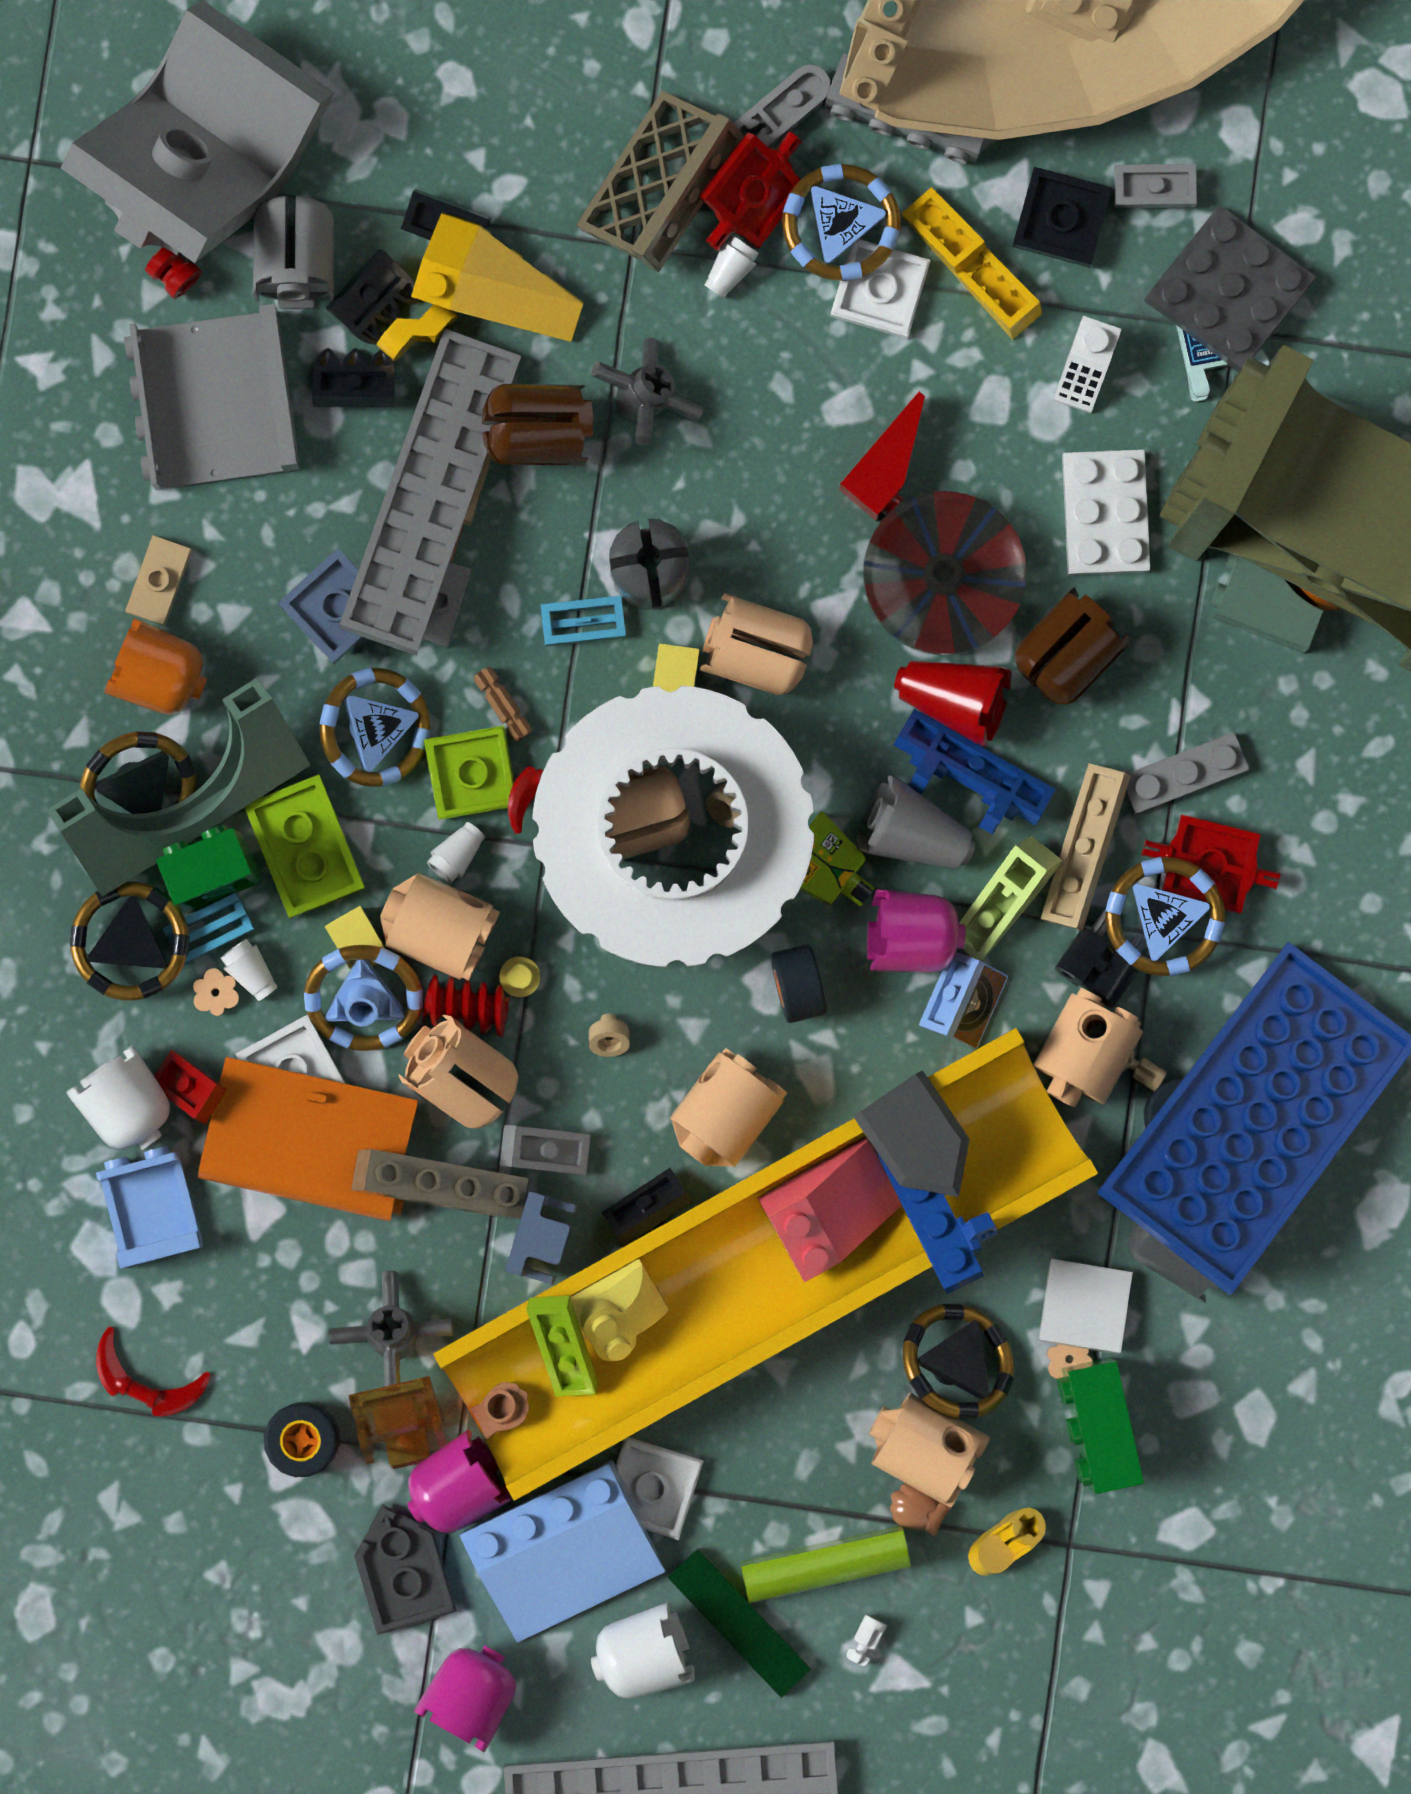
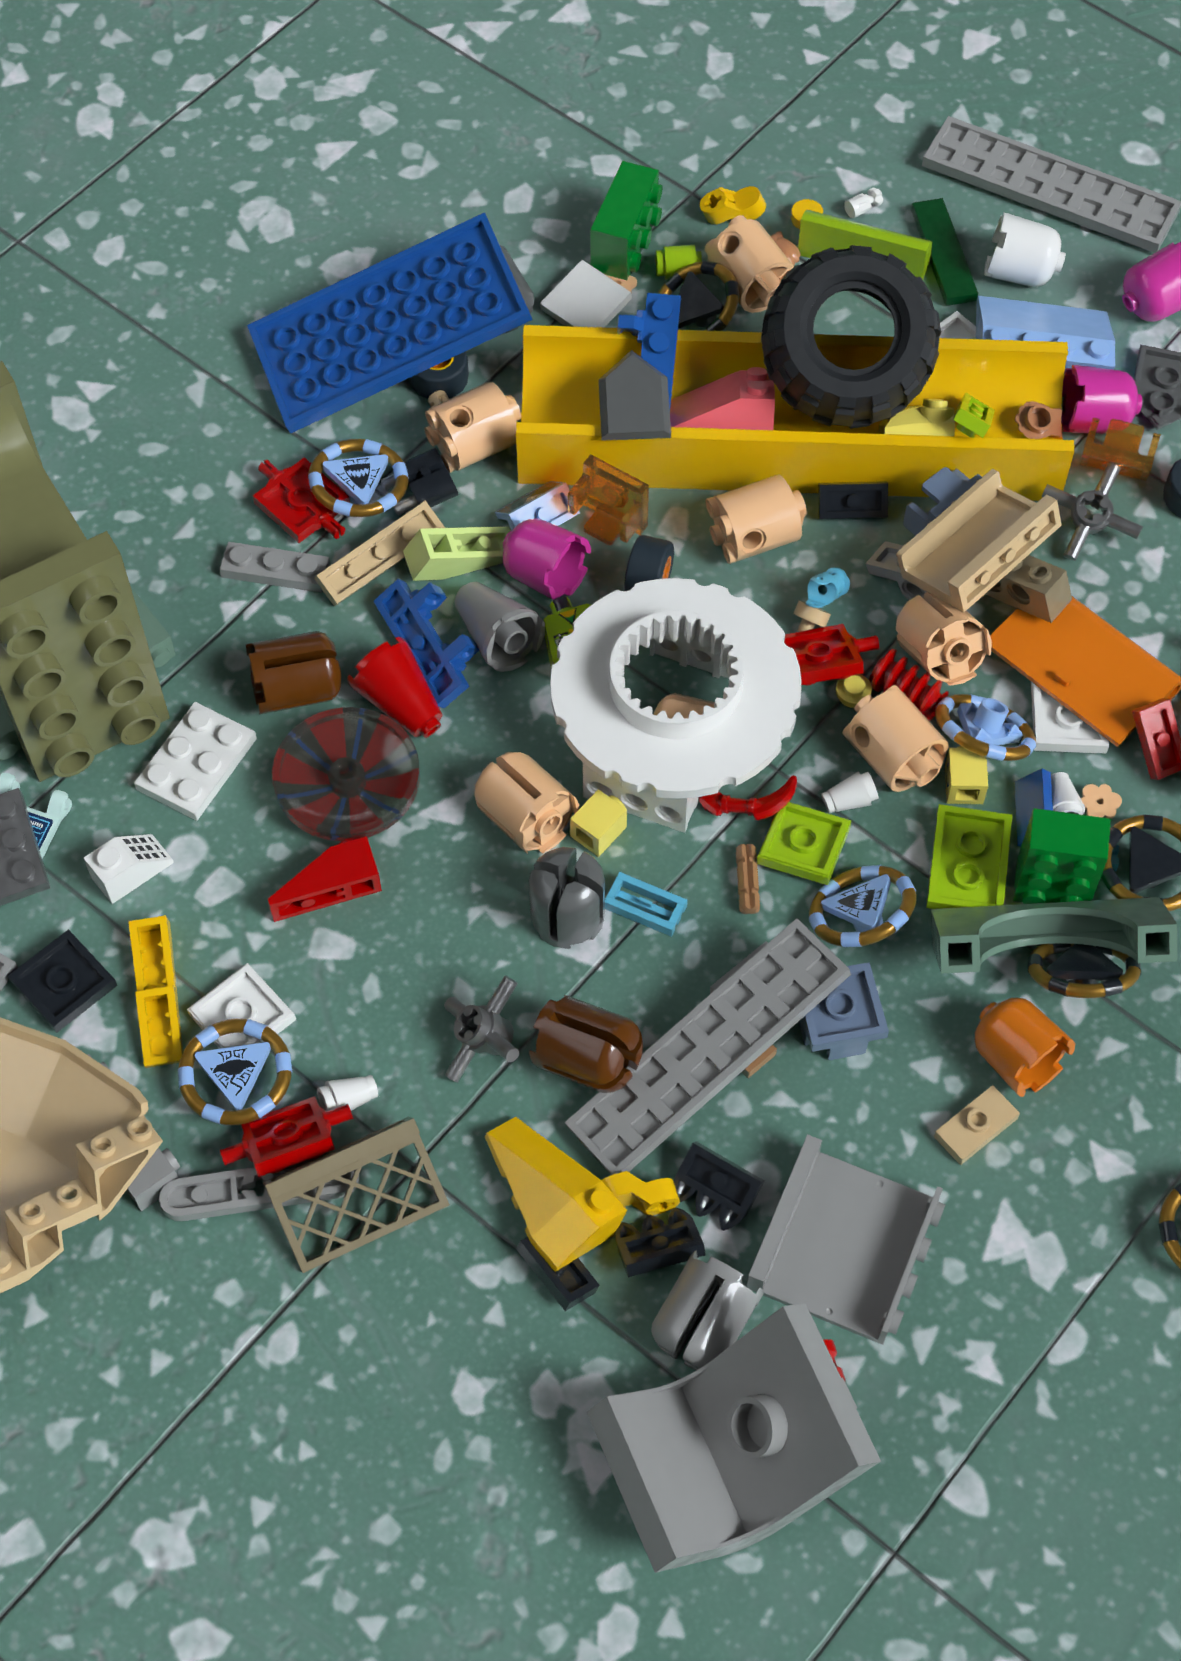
camera: 145 degrees left, 25 degrees down
(271, 939) = (1031, 793): none -> blue tile
(473, 1181) = (977, 541): none -> tan panel
(571, 989) = (829, 653): none -> red plate
(609, 1066) = (827, 587): none -> medium azure piece
(761, 1369) = (840, 394): none -> black tyre
(887, 1035) = (615, 497): none -> clear orange panel
(920, 1584) = (800, 207): none -> yellow tile
(1016, 1419) = (674, 258): none -> lime brick

